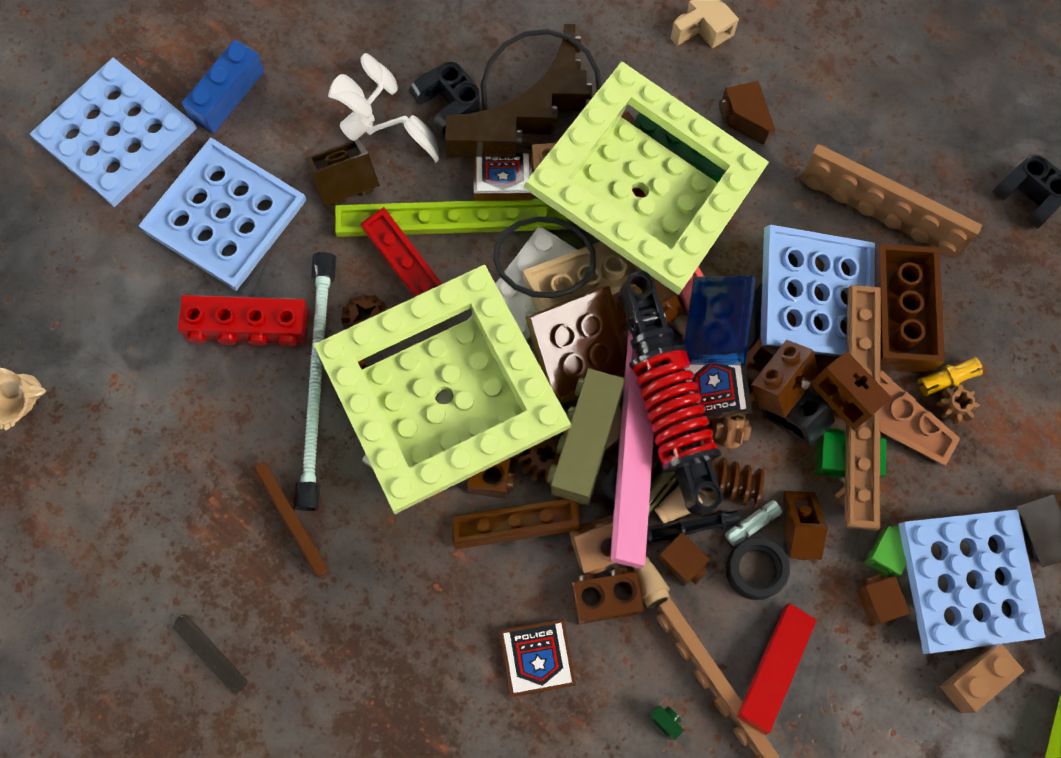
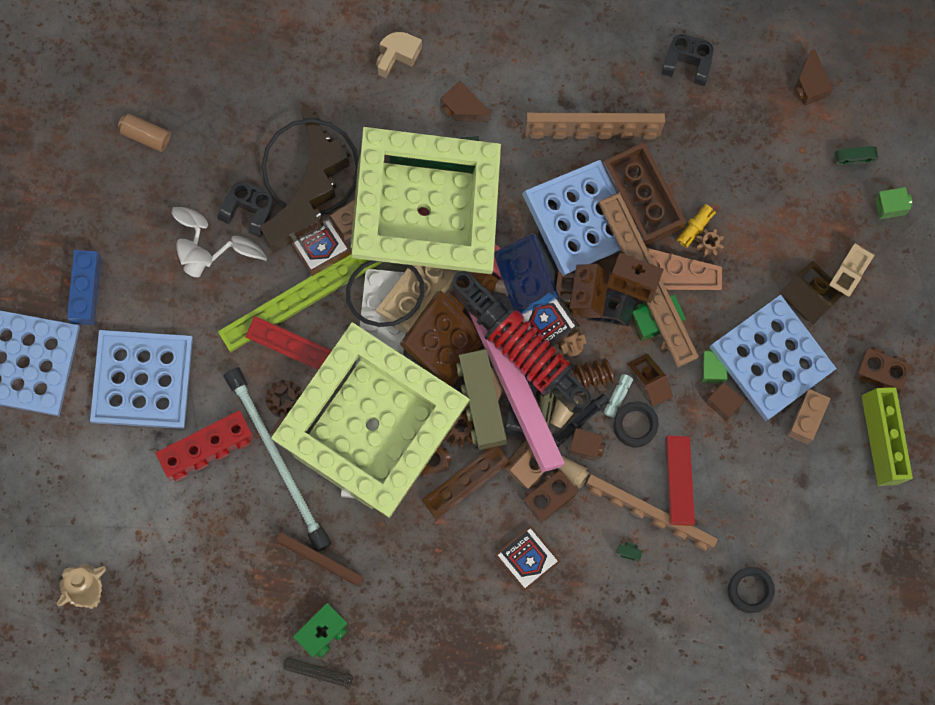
camera: 30 degrees left, 5 degrees up
(222, 604) = (308, 633): none -> green brick
(343, 172) = (206, 304): dark brown slope -> none

